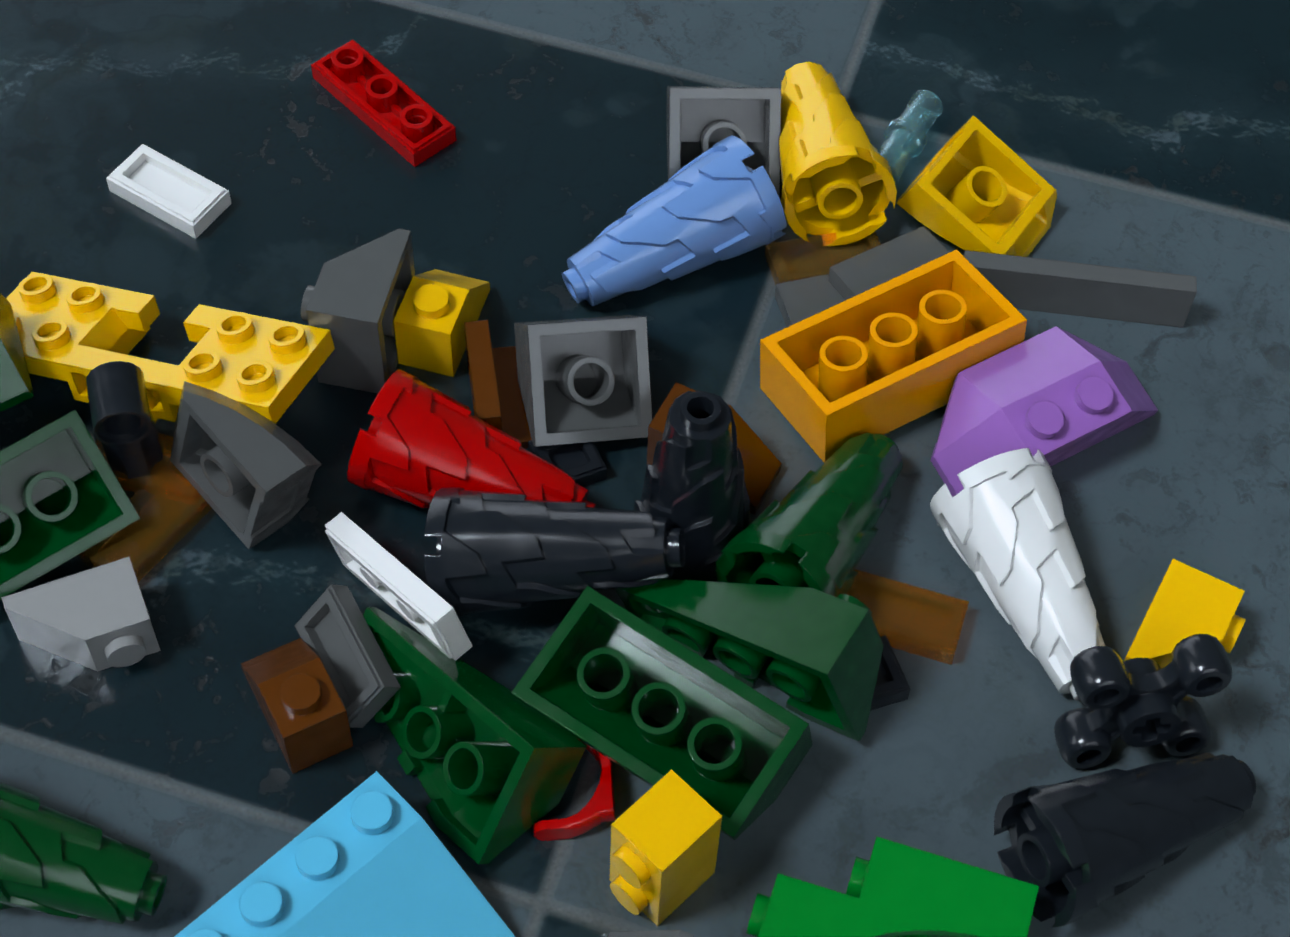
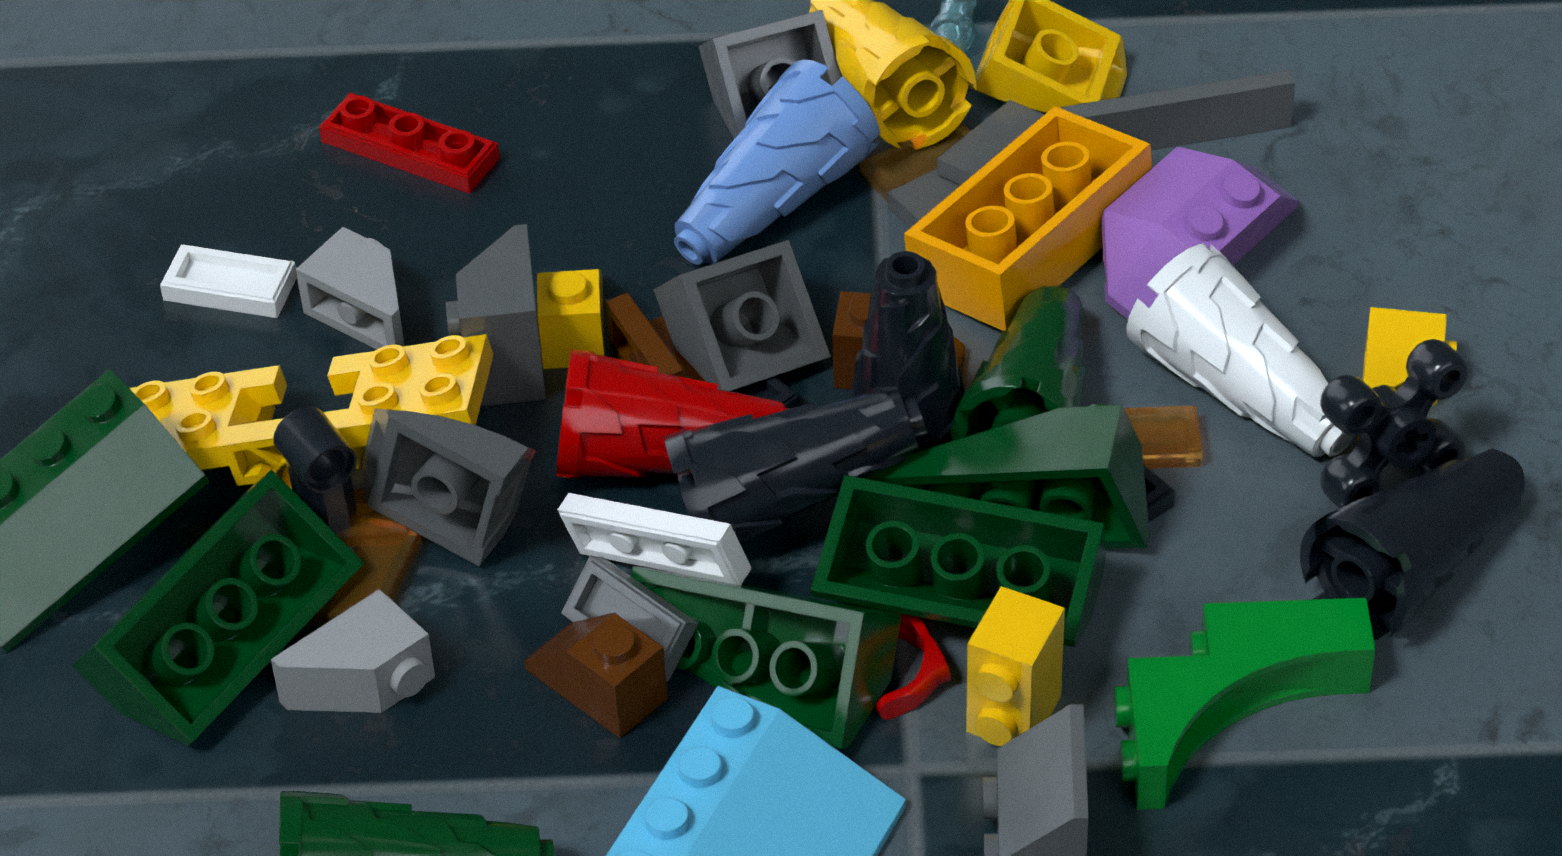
camera: 15 degrees left, 10 degrees down
(265, 236) = (352, 289): none -> light grey slope

